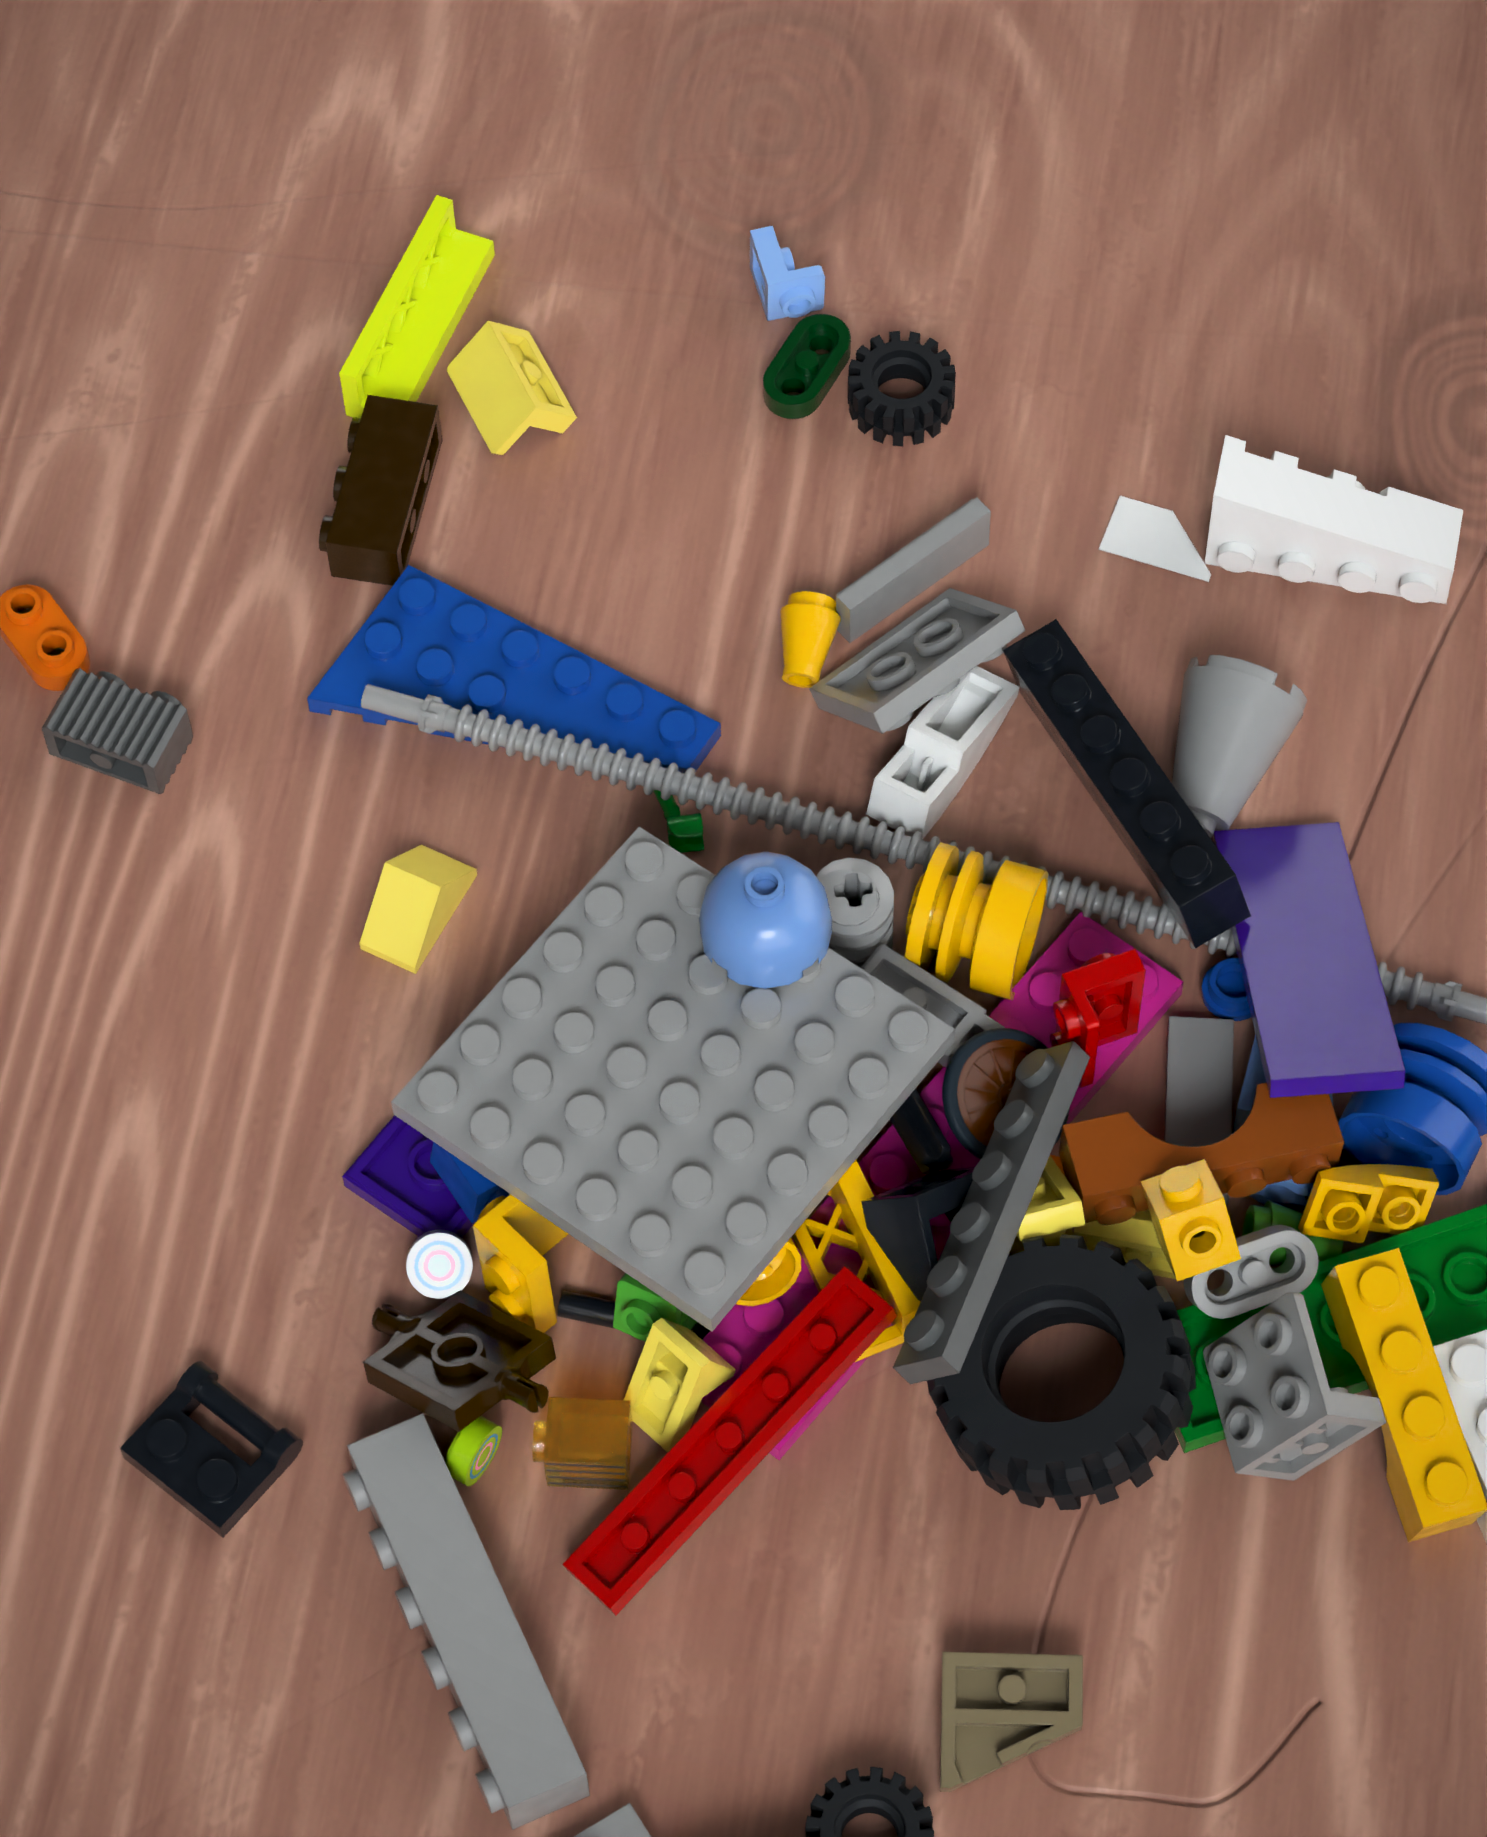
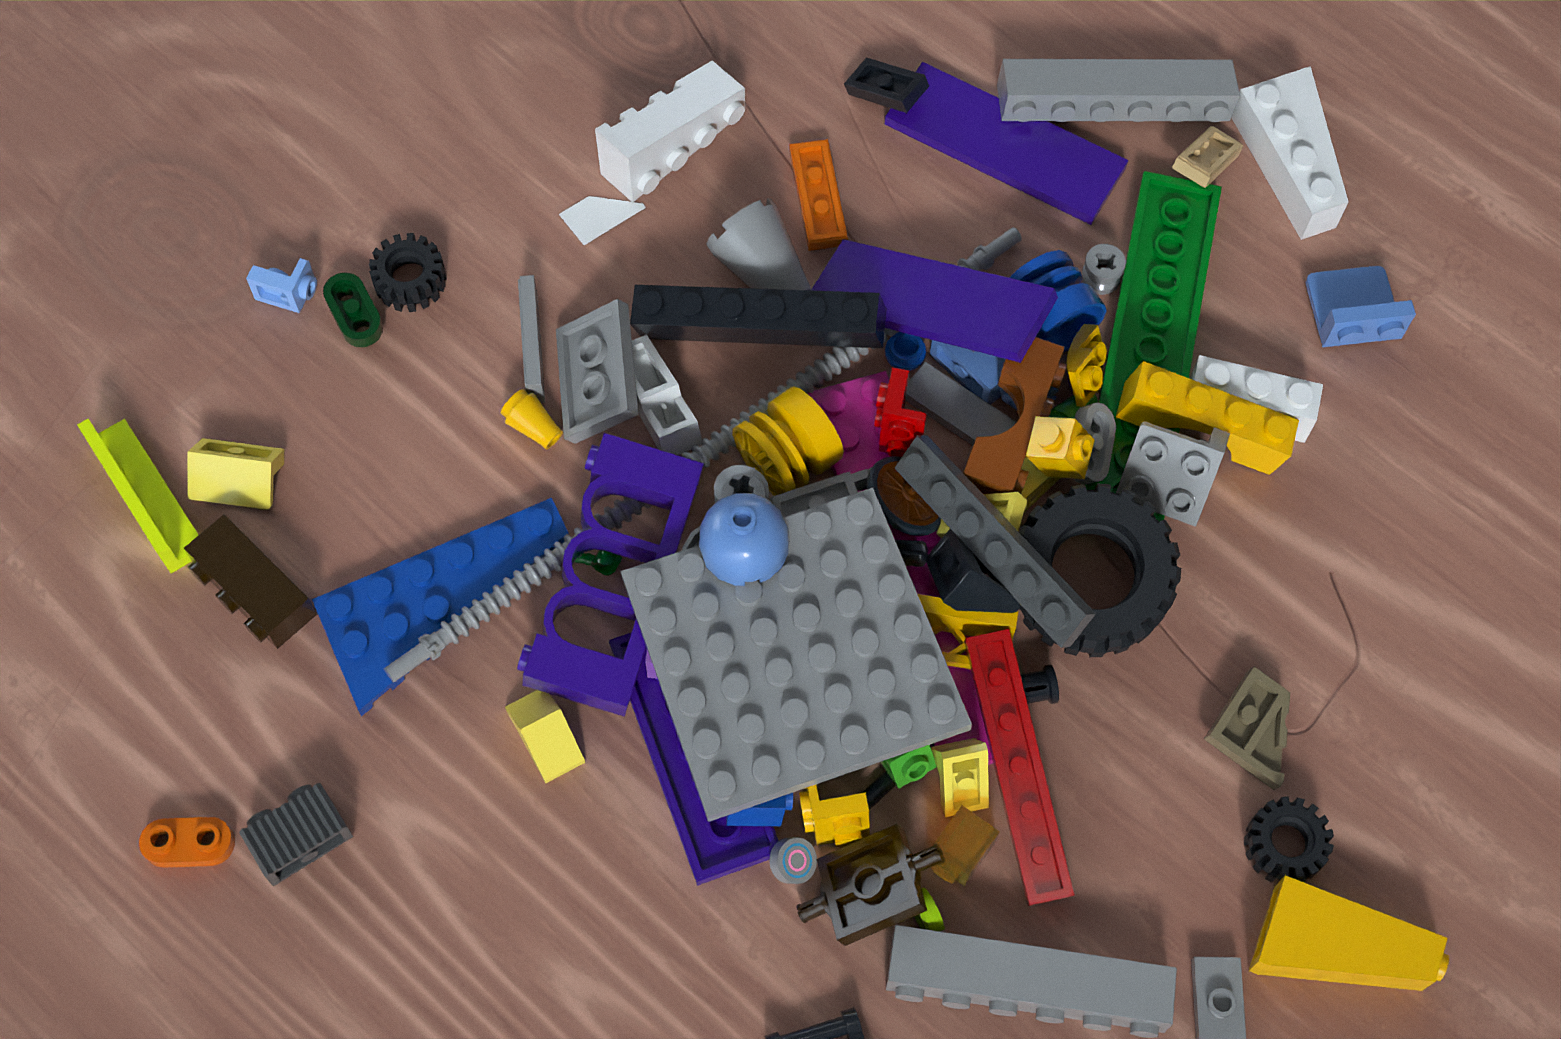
camera: 60 degrees left, 5 degrees up
(782, 748) = (635, 473): none -> dark purple fence
(871, 1425) = (1047, 683): none -> black bush
(1386, 757) = (818, 194): none -> orange tile

